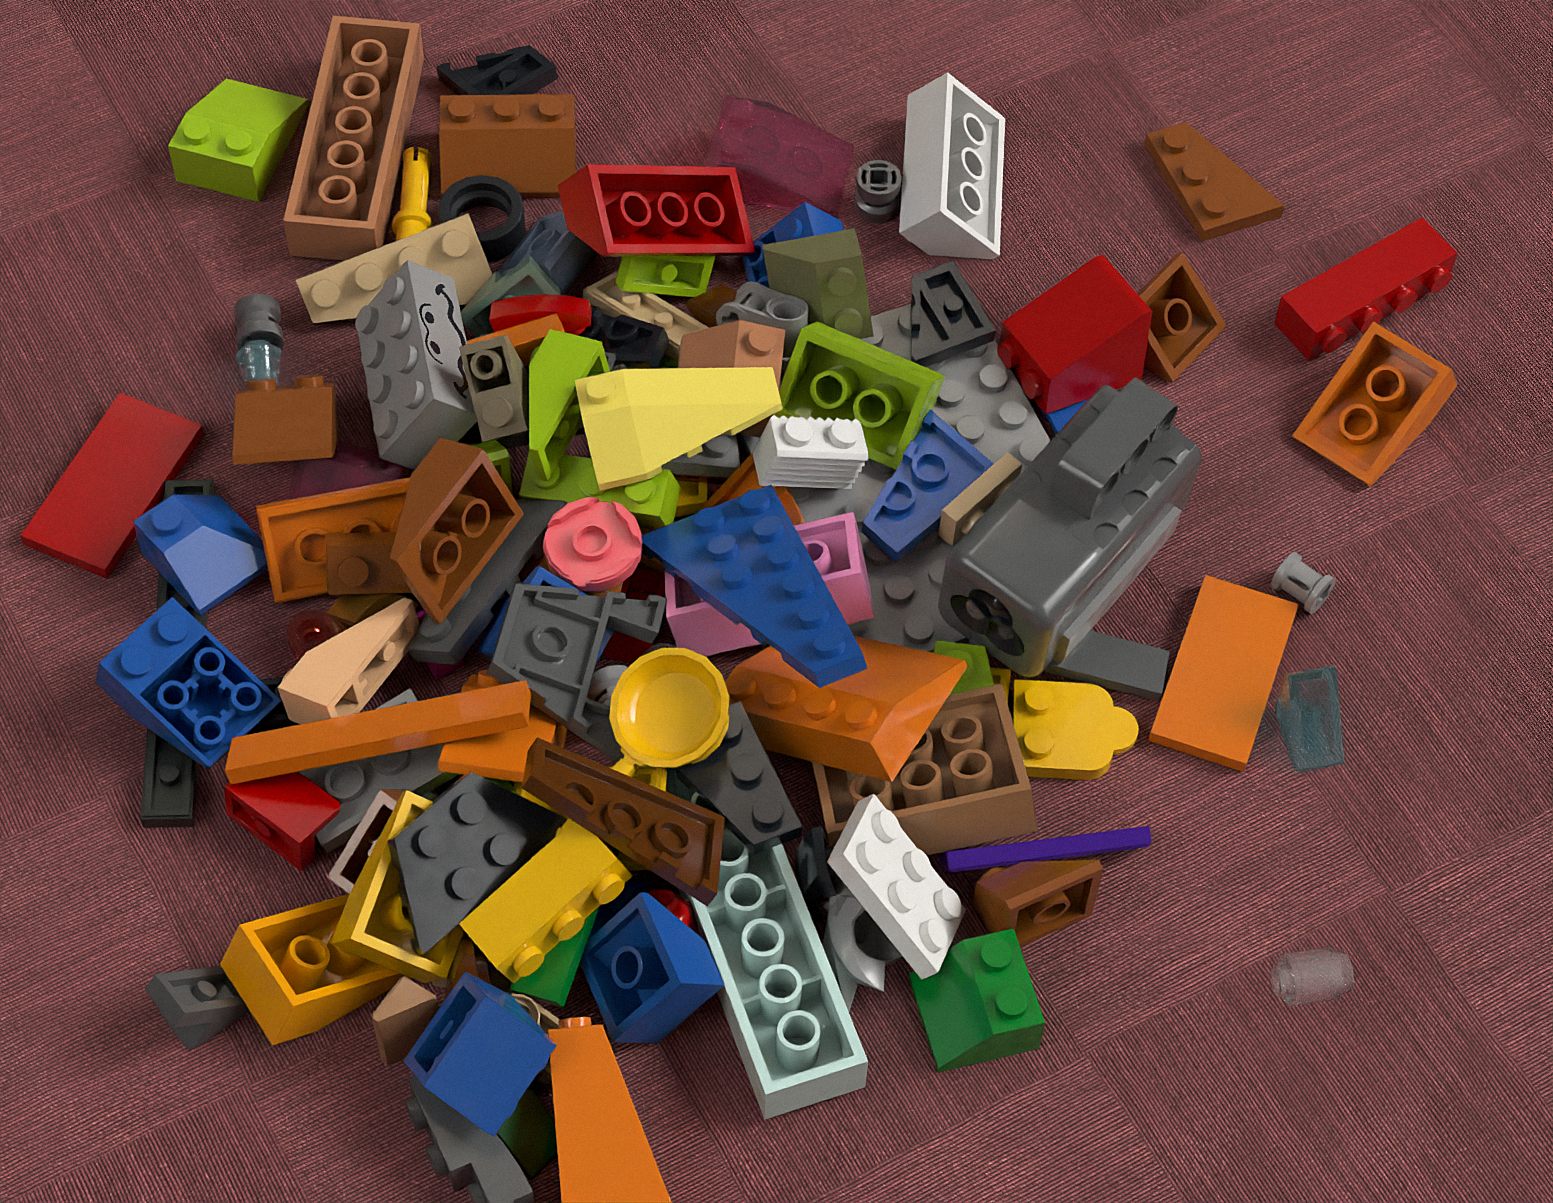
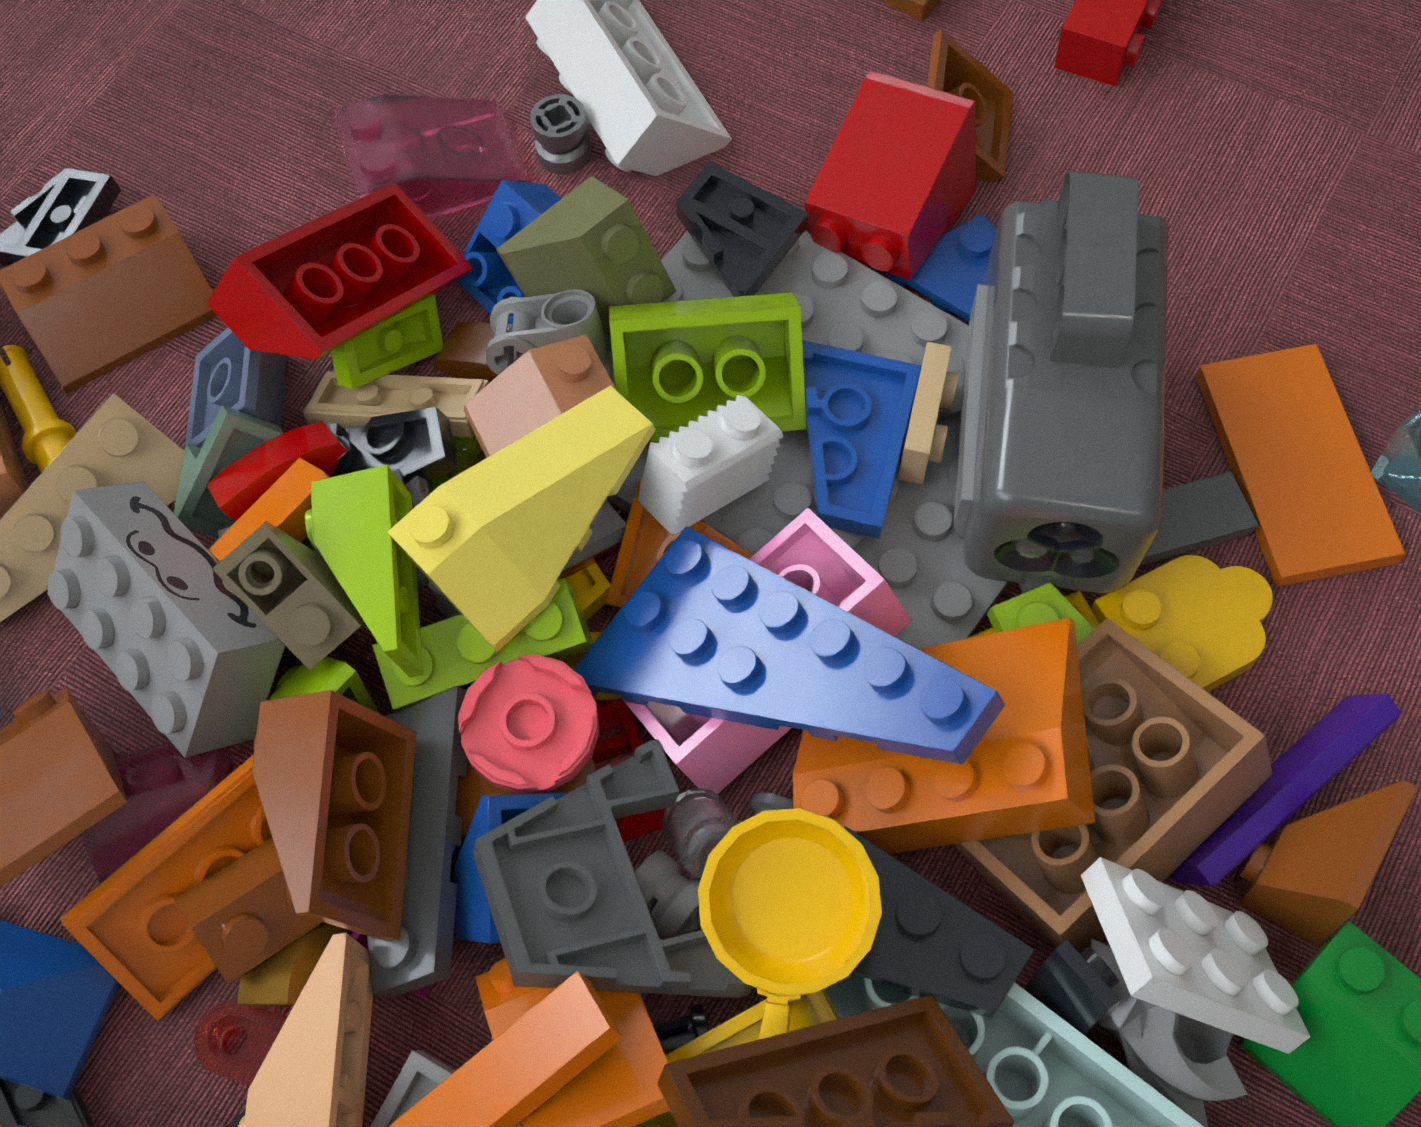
camera: 25 degrees left, 5 degrees up
(490, 192) = (122, 355): black tyre -> none
(1302, 582) = (1321, 329): light grey bush -> none
(1376, 405) = (1230, 91): orange slope -> none

